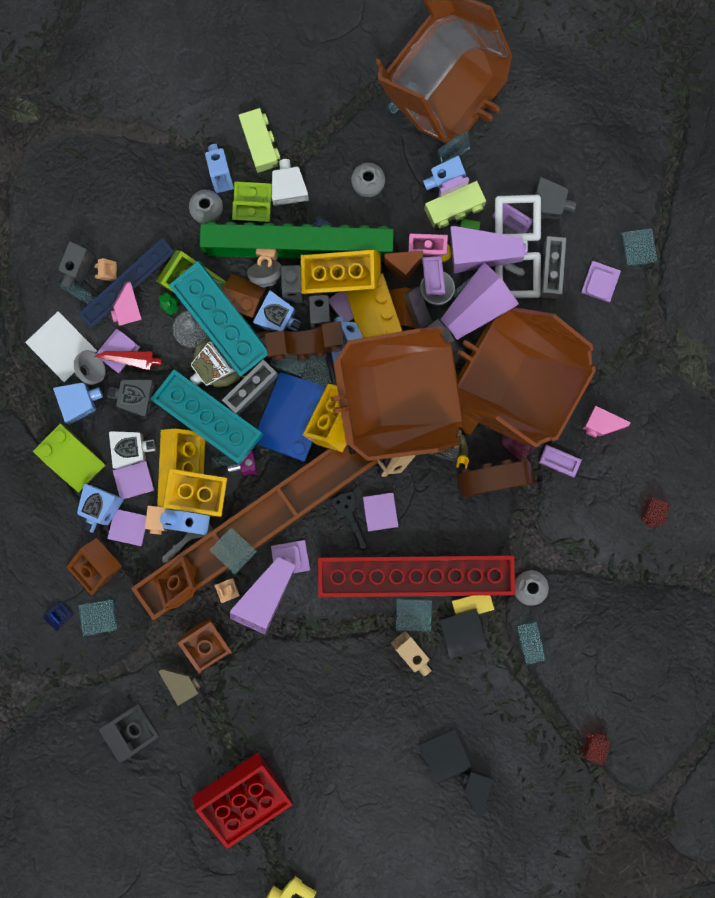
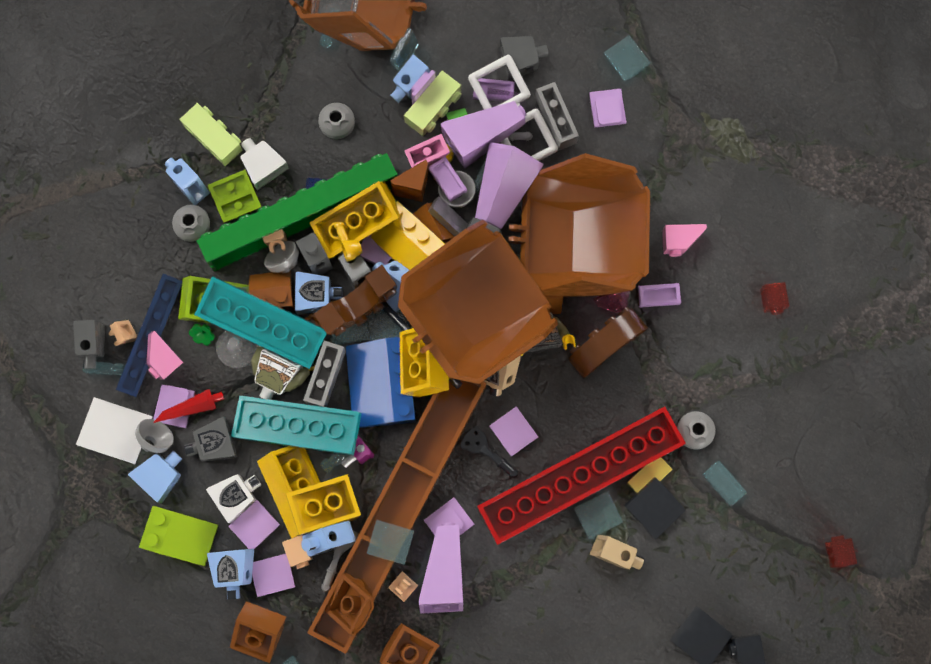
camera: 30 degrees left, 5 degrees down
(323, 294) = (350, 248): none -> yellow bar

